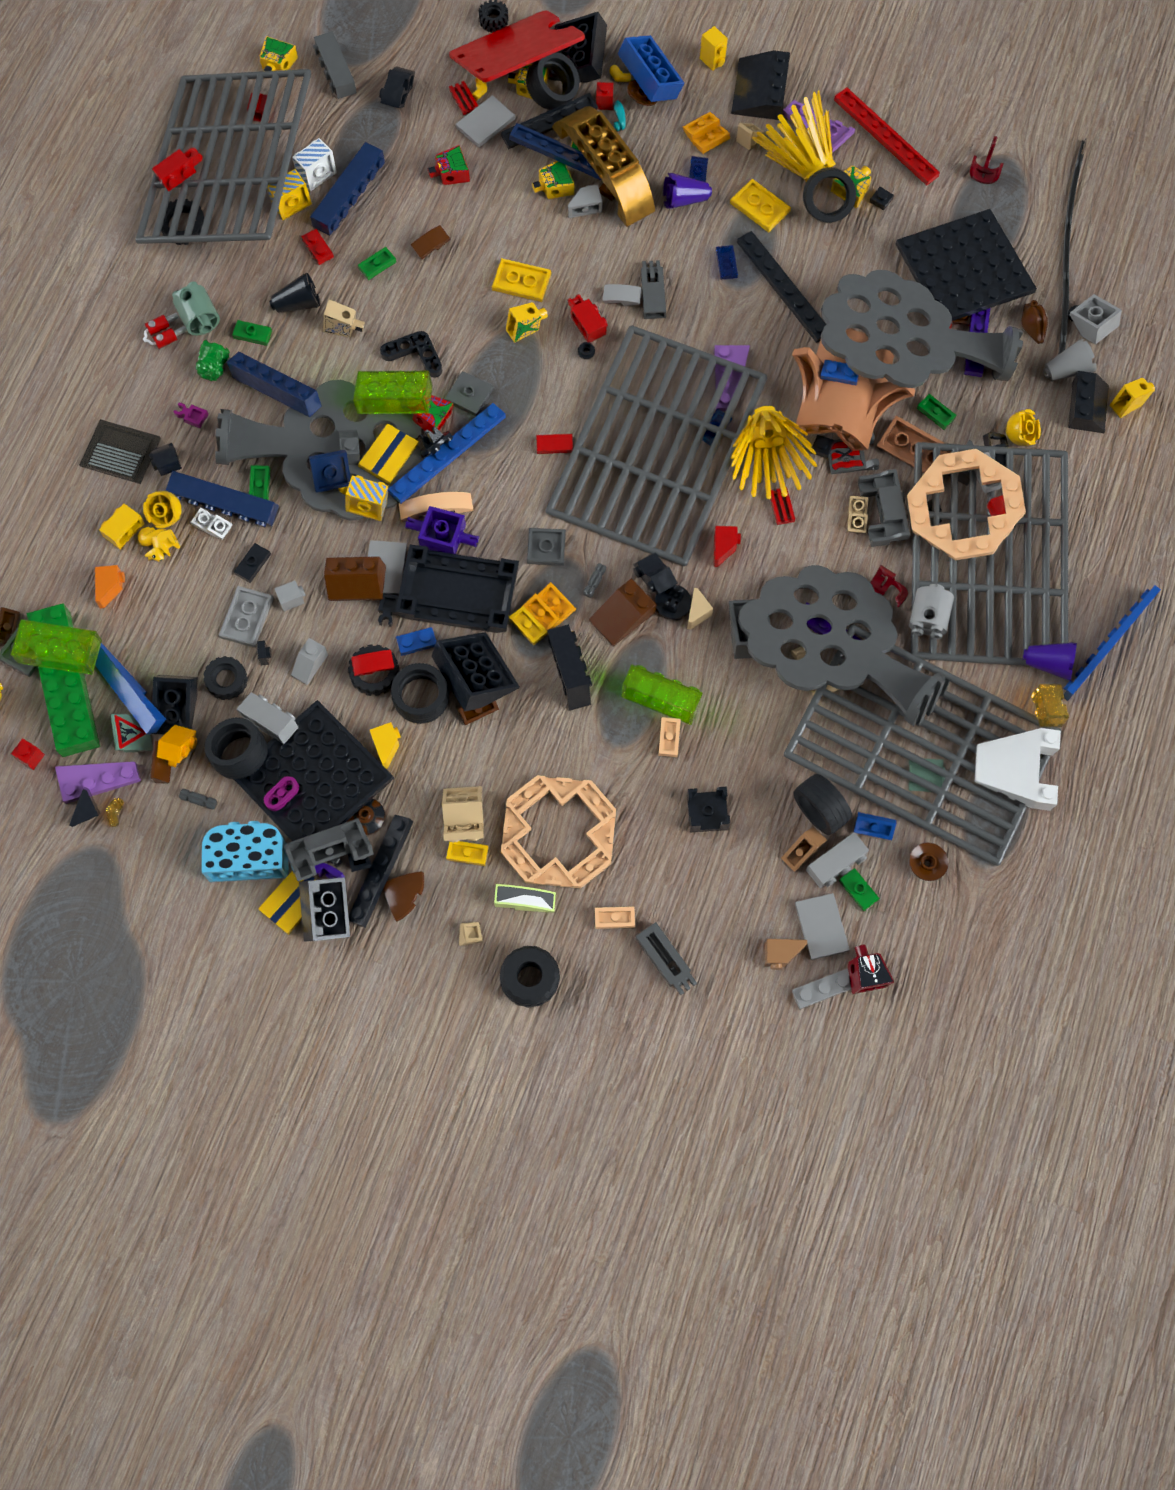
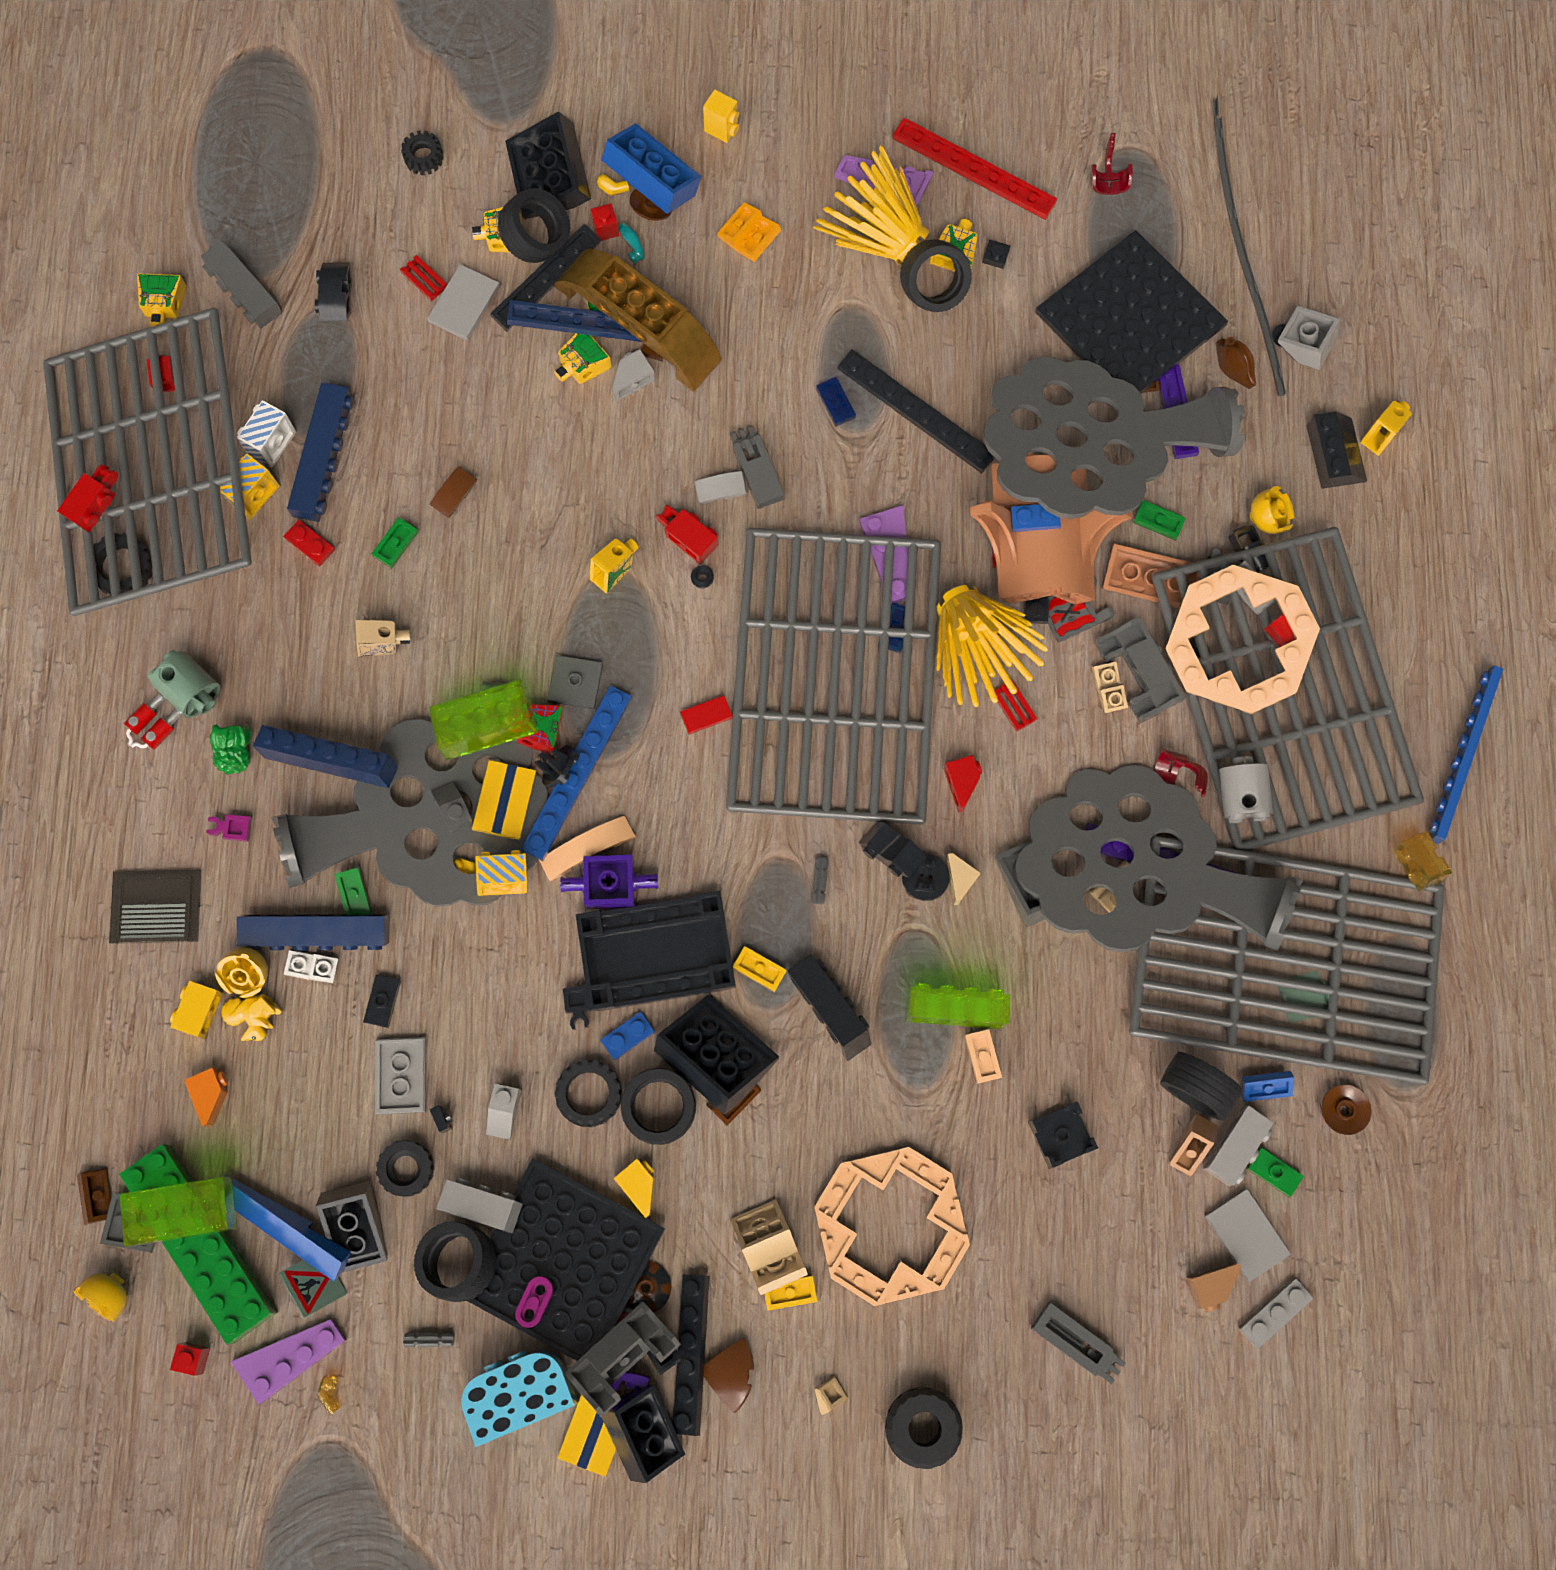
camera: 20 degrees left, 5 degrees up
(85, 809) = (292, 1407): black slope -> none
(159, 768) = (365, 1309): reddish brown slope -> none
(165, 459) = (220, 903): black brick -> none
(176, 744) = (378, 1281): light orange brick -> none
(252, 332) = (267, 688): green plate -> none
(290, 595) = (447, 1030): light grey brick -> none
(296, 295) = (308, 622): black cone -> none
(330, 470) = (442, 853): dark blue tile -> none
(354, 578) = (522, 982): reddish brown slope -> none
(372, 662) = (586, 1089): red slope -> none
(394, 557) = (553, 952): light grey tile -> none
(419, 347) = (491, 640): black beam -> none
(450, 167) = (442, 380): torso -> none
(481, 89) = (442, 258): yellow arm -> none
(515, 46) = (469, 193): red door -> none
(521, 280) = (586, 506): yellow tile -> none
(524, 898) = (881, 1328): slope -> none
(546, 546) = (745, 856): dark grey plate -> none
(549, 607) = (776, 935): light orange slope -> none
(614, 917) = (998, 1313): light nougat plate -> none
(623, 612) = (870, 913): reddish brown slope -> none
(684, 191) = (750, 323): dark purple cone -> none
(698, 168) = (757, 290): clear blue plate -> none
(745, 134) = (803, 219): tan slope -> none
(760, 205) = (850, 310): yellow tile -> none
(761, 85) = (796, 146): black slope -> none
(868, 971) = (1322, 1276): torso -> none
(1014, 764) = (1407, 956): white wedge -> none
(1052, 658) = (1408, 802): dark purple cone -> none
(1070, 361) = (1300, 404): light grey cone -> none

